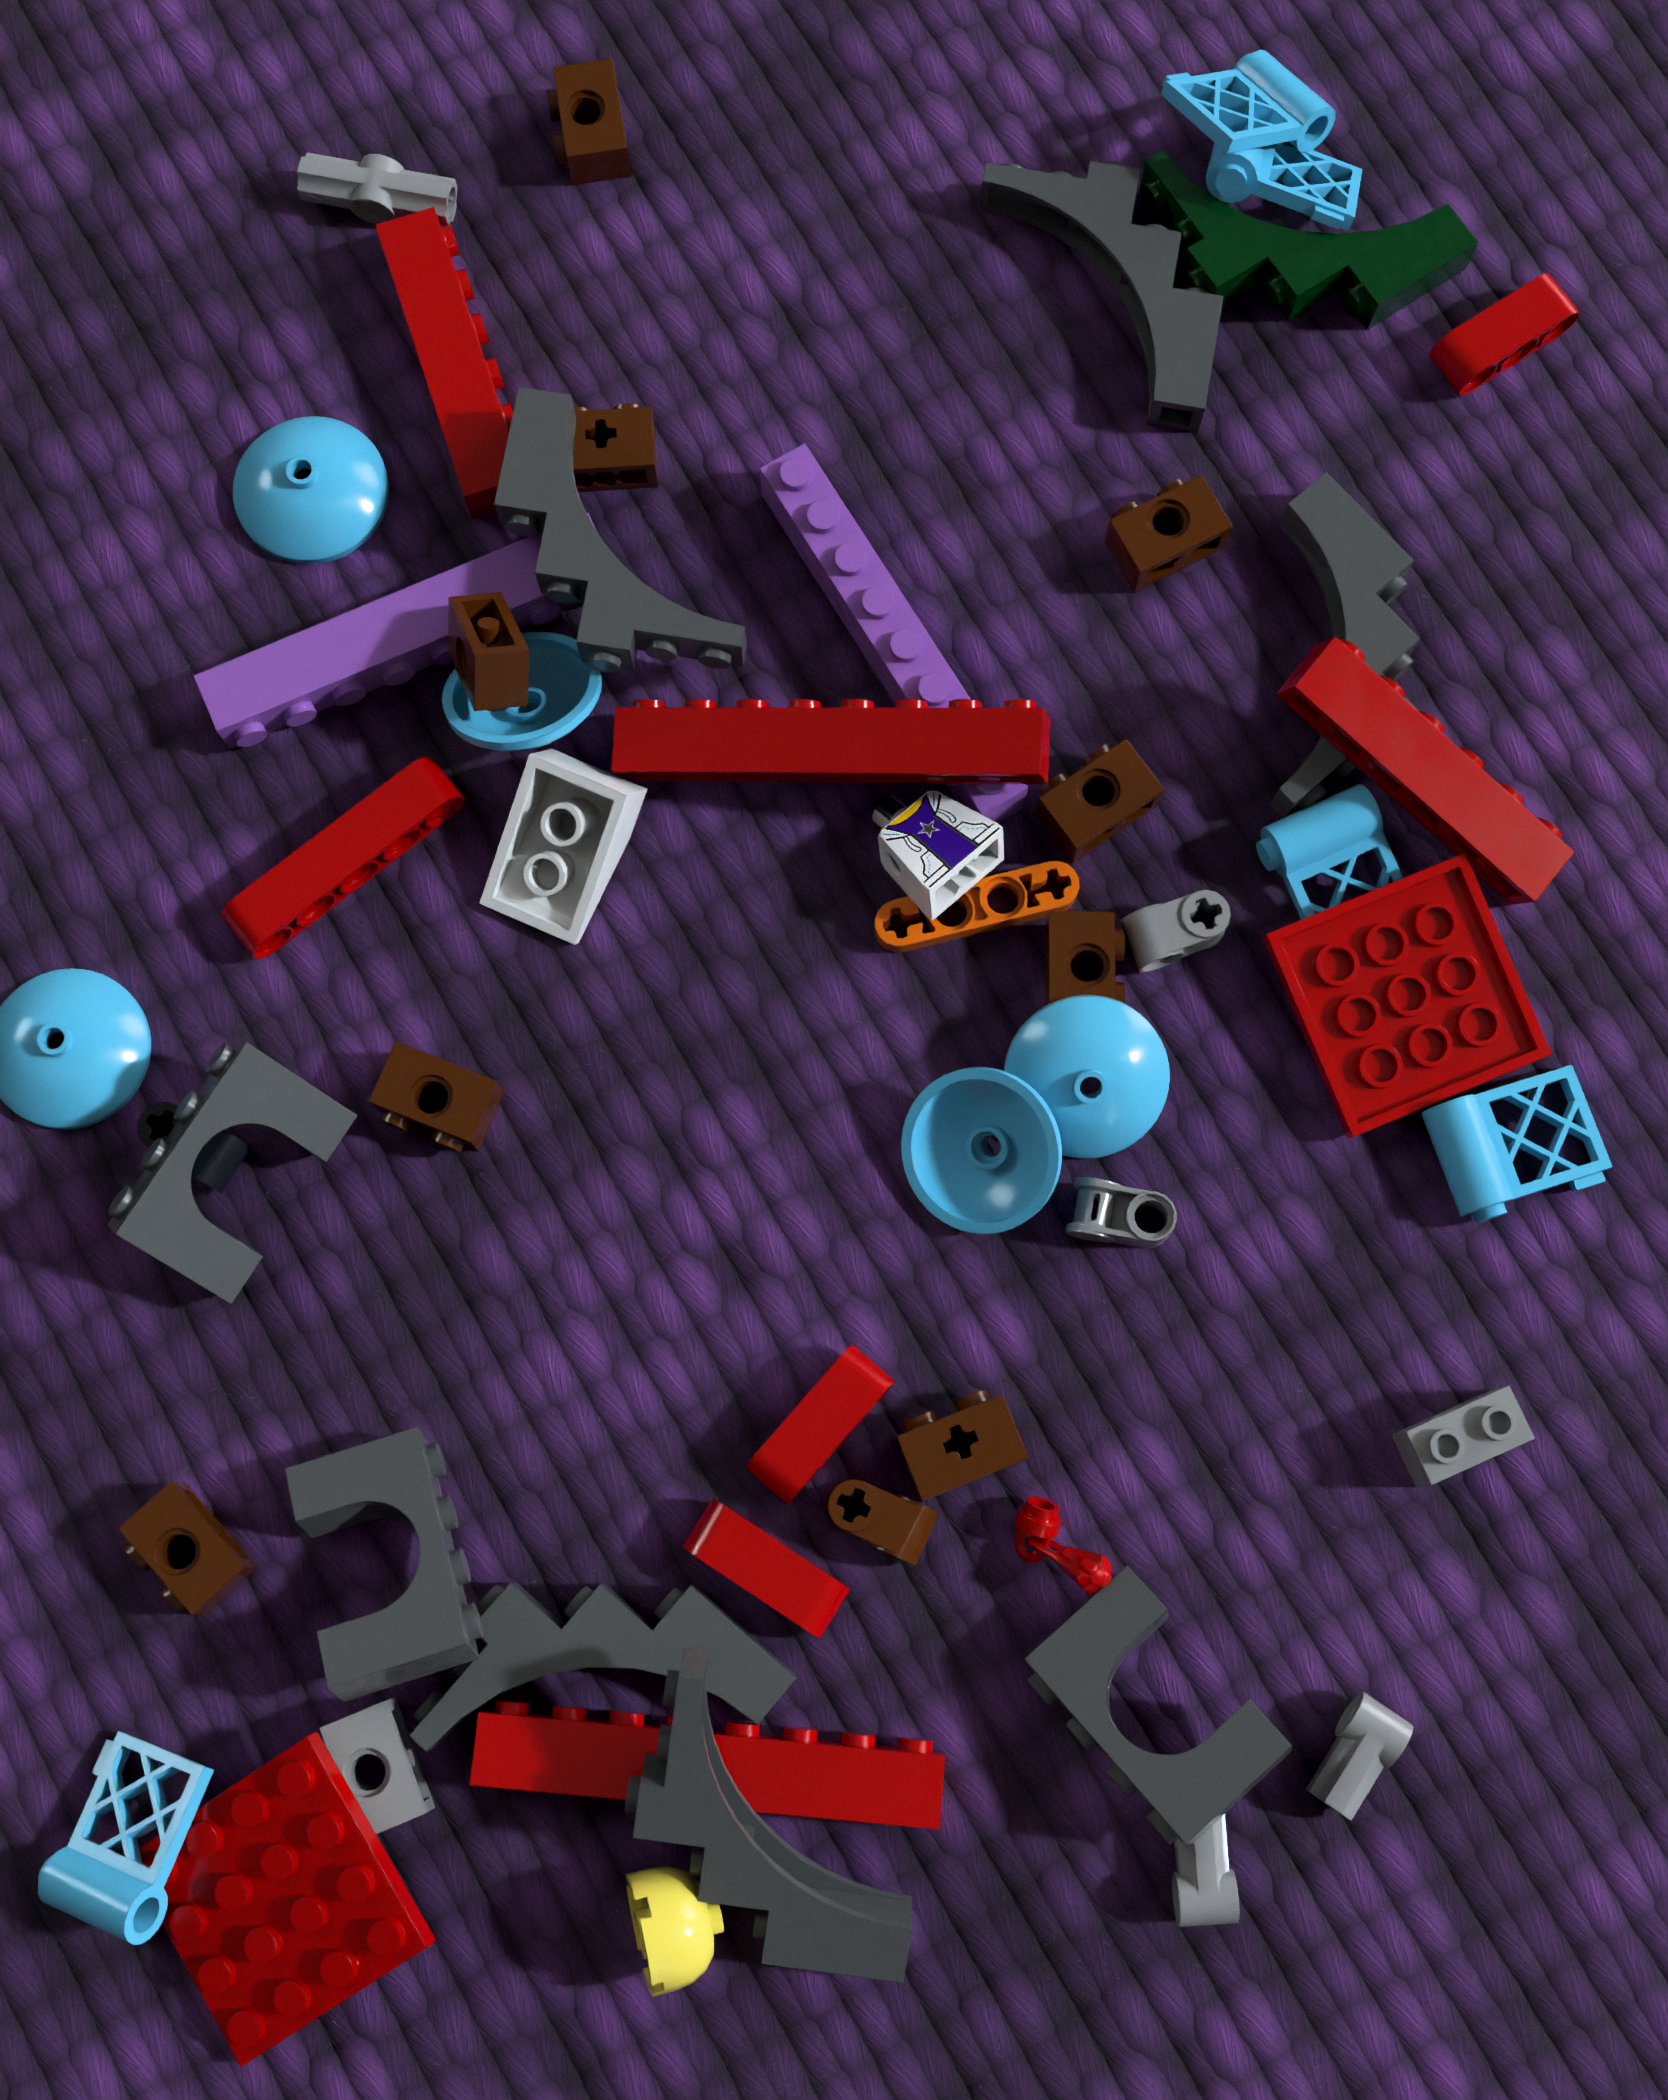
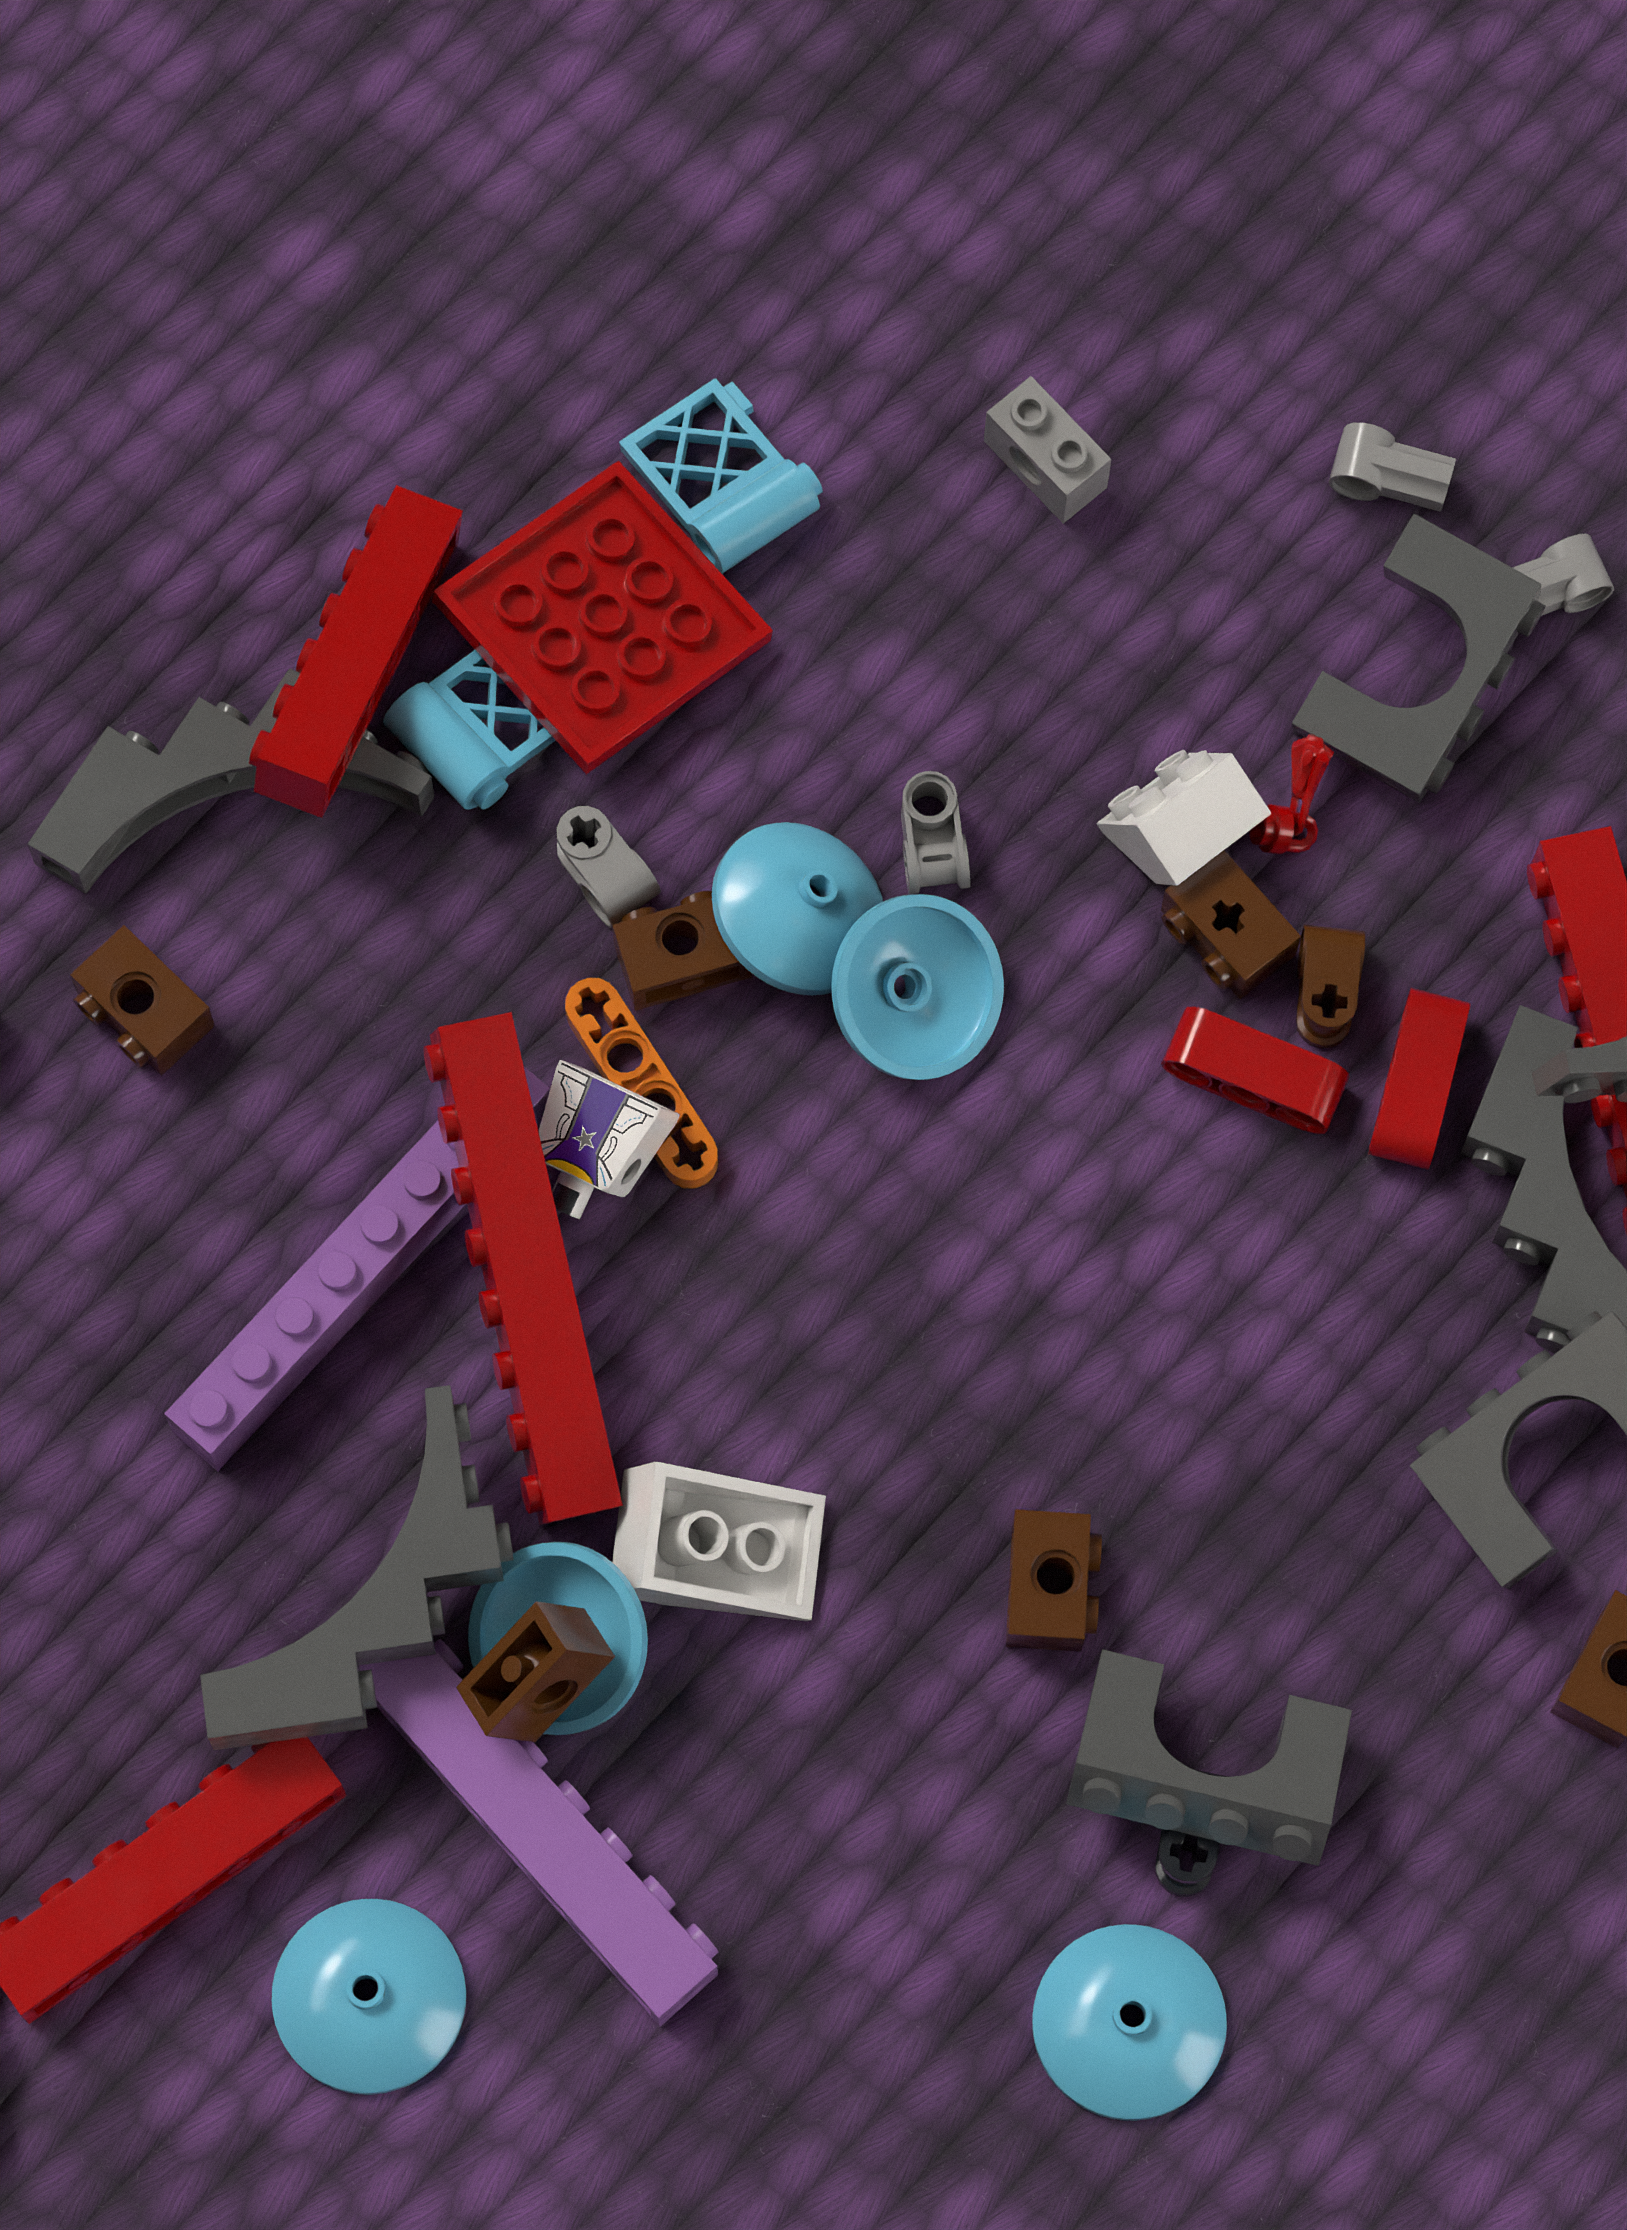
camera: 110 degrees left, 5 degrees down
(342, 857) = (811, 1783): red beam -> none
(630, 450) = (205, 1624): reddish brown brick -> none
(1069, 1437) = (1184, 815): none -> white slope
(1083, 827) = (468, 954): reddish brown brick -> none

